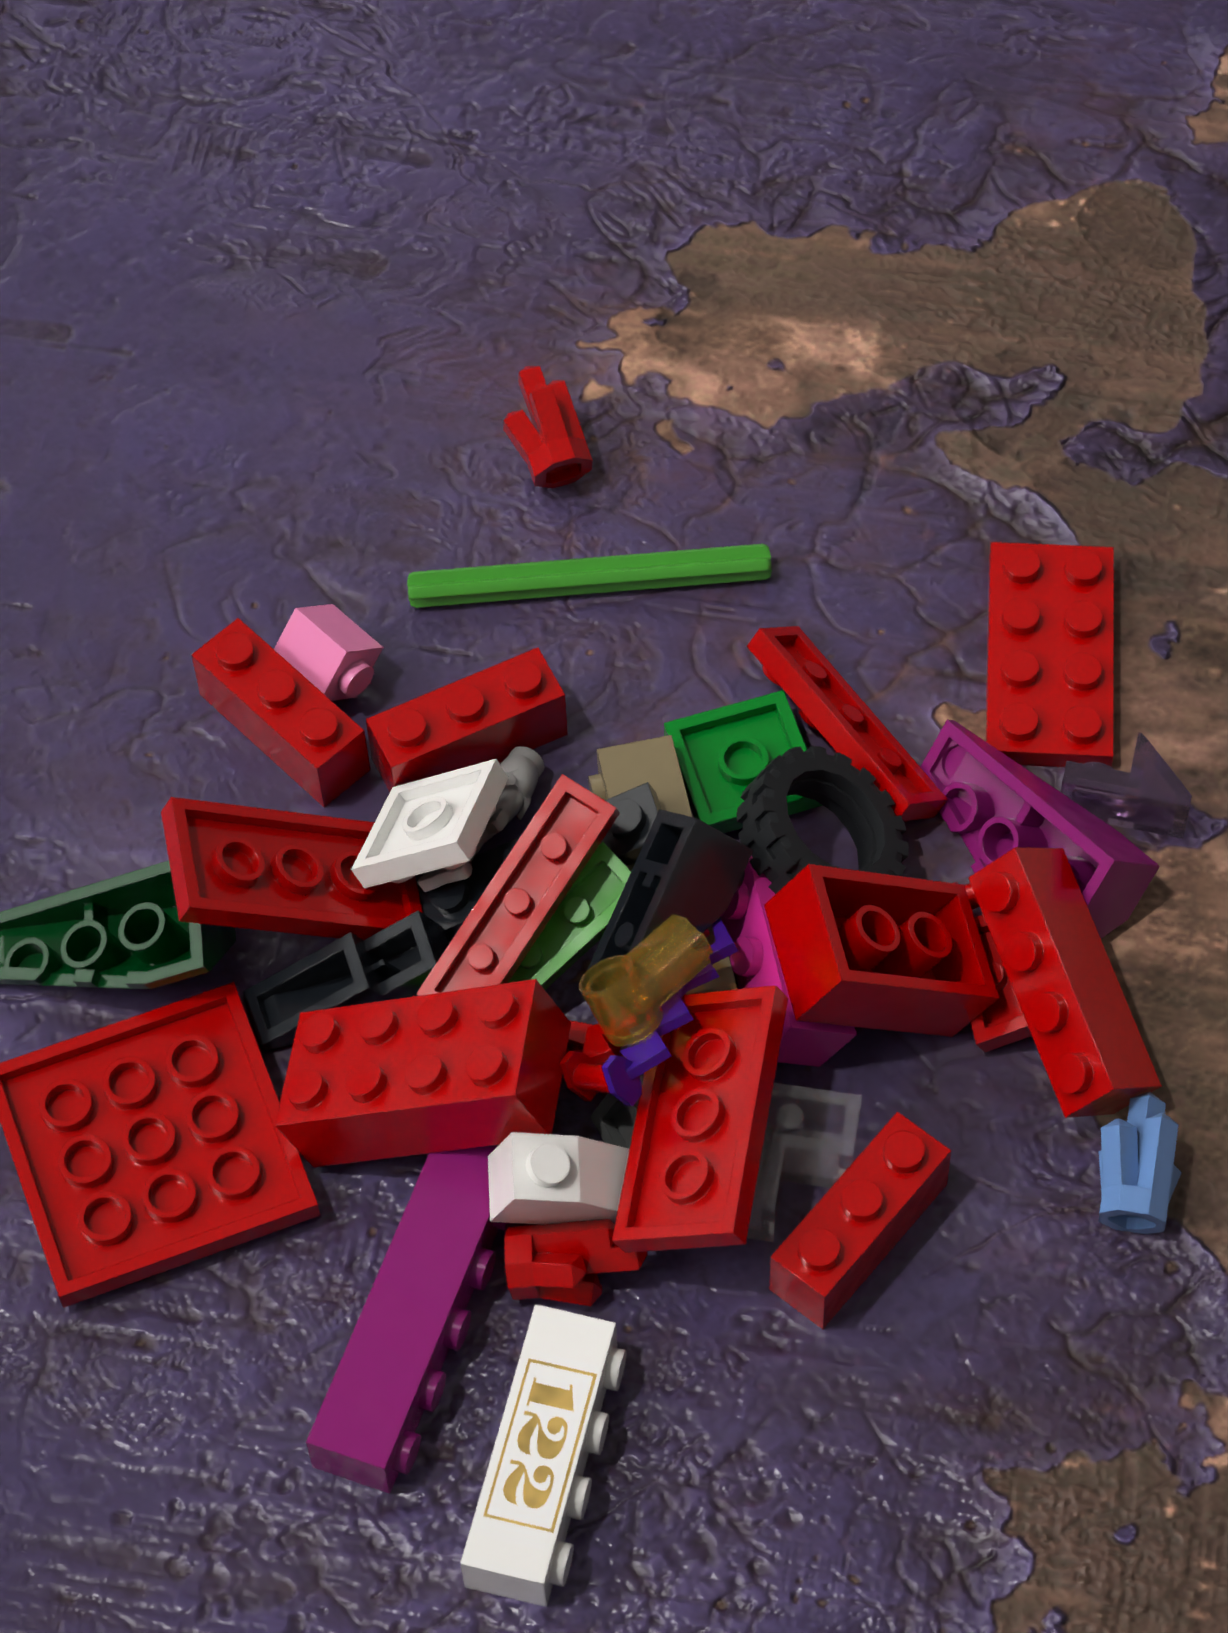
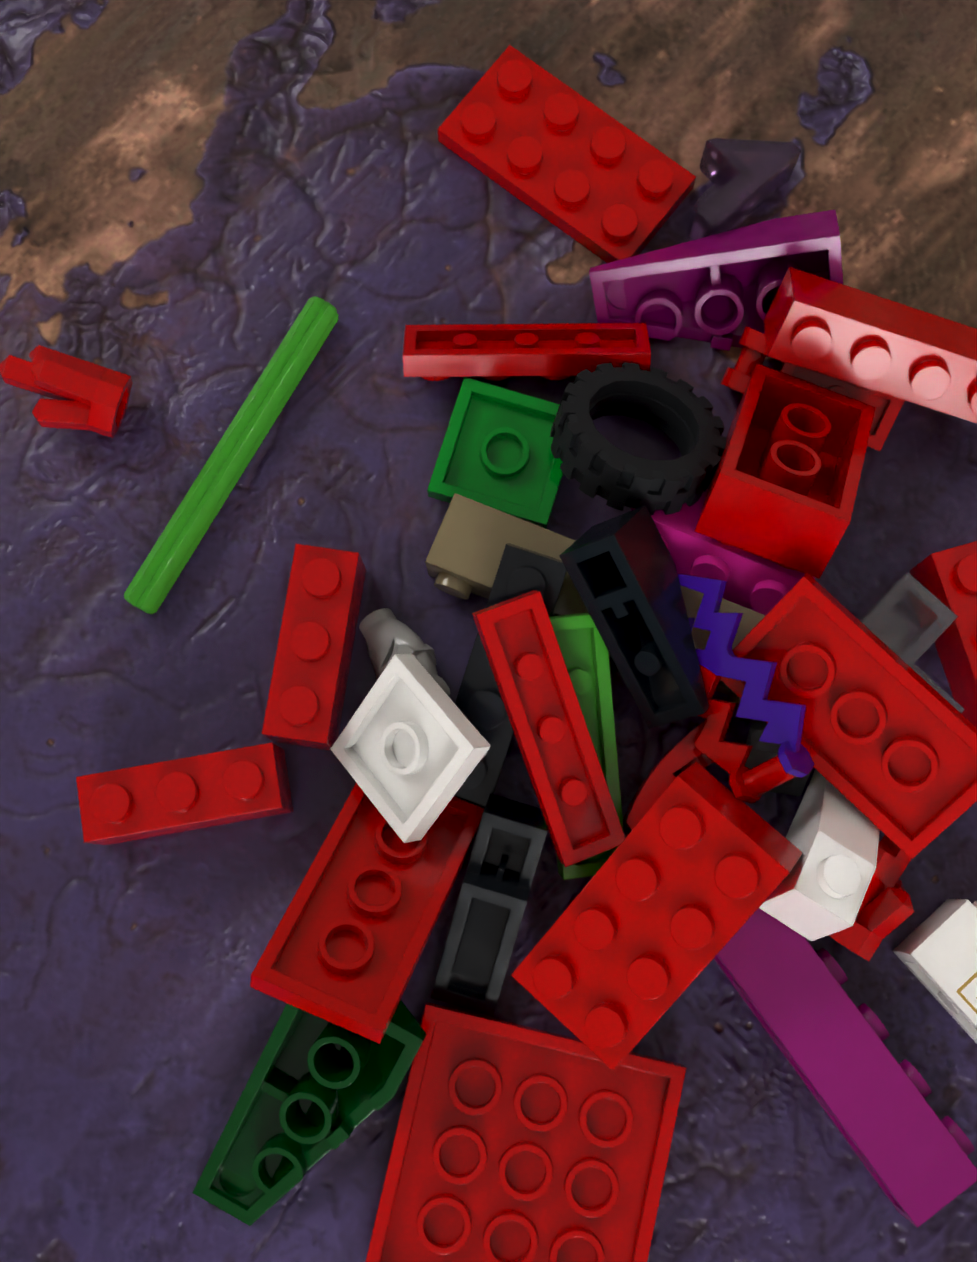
camera: 55 degrees left, 20 degrees up
(329, 650) = (159, 718): bright pink brick -> none
(632, 987) = (715, 672): clear yellow piece -> none

